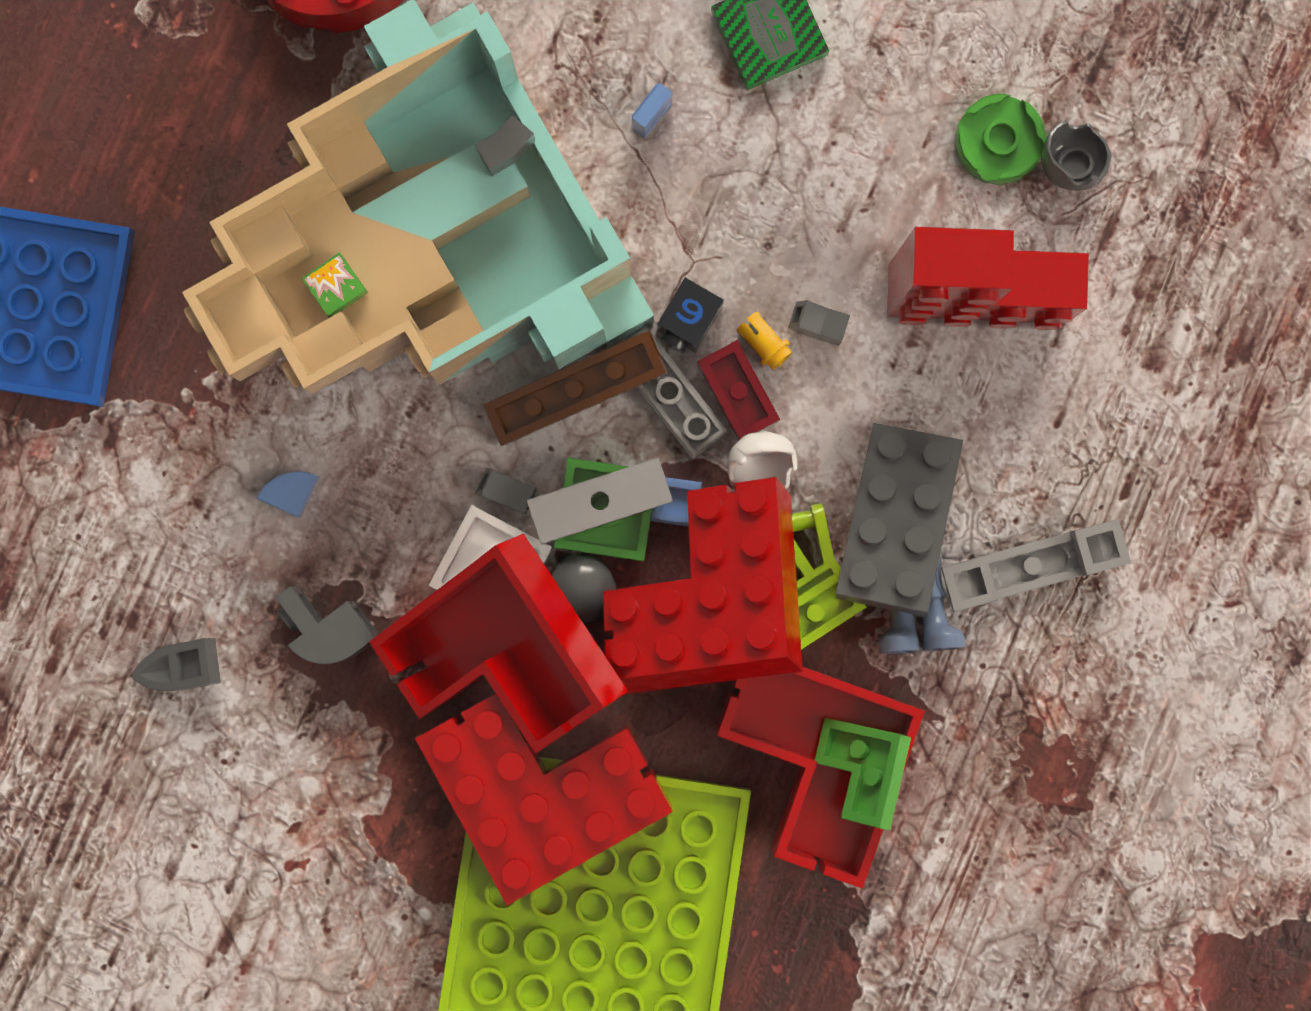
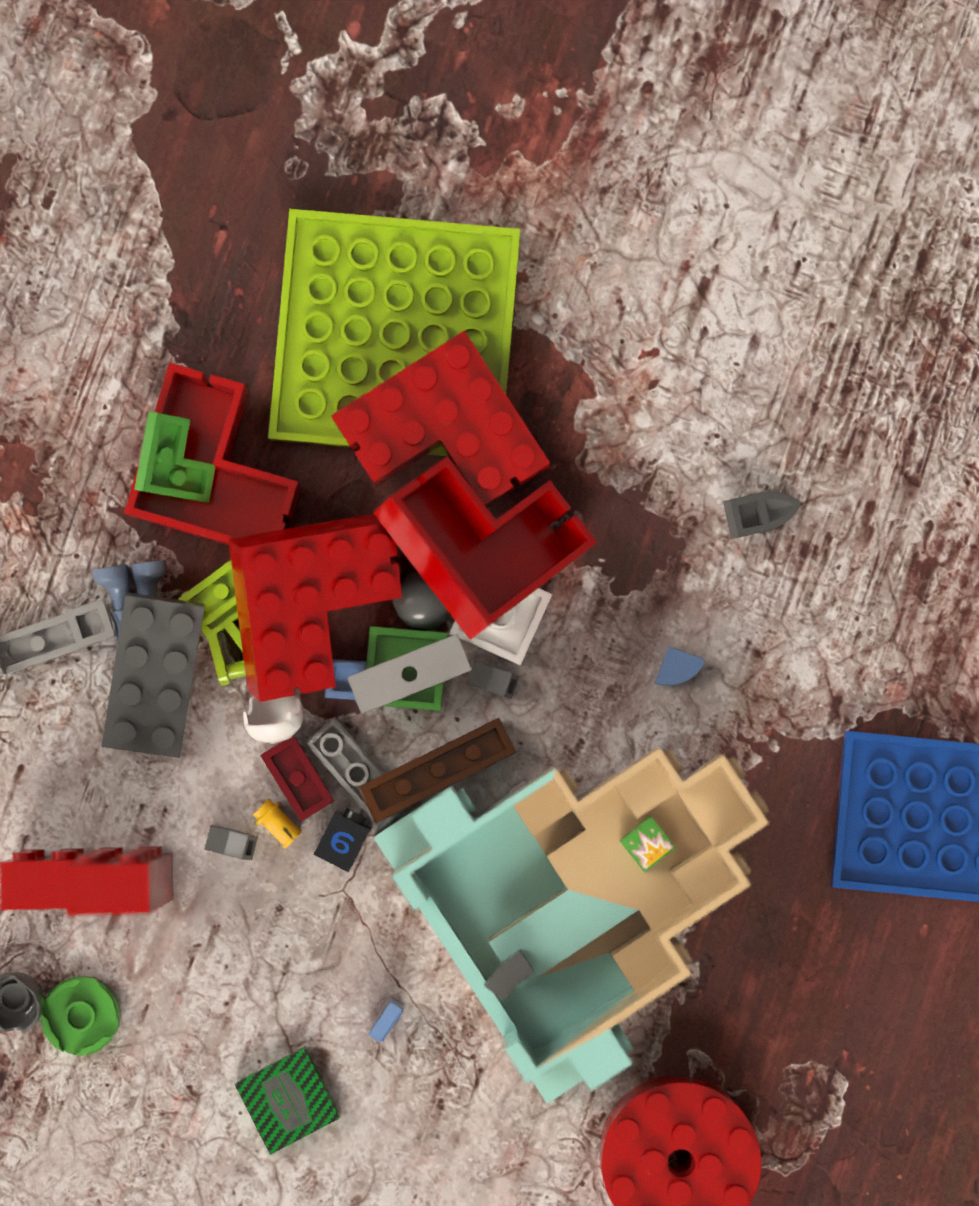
camera: 175 degrees right, 0 degrees up
(325, 640) = (634, 542): dark grey brick -> none

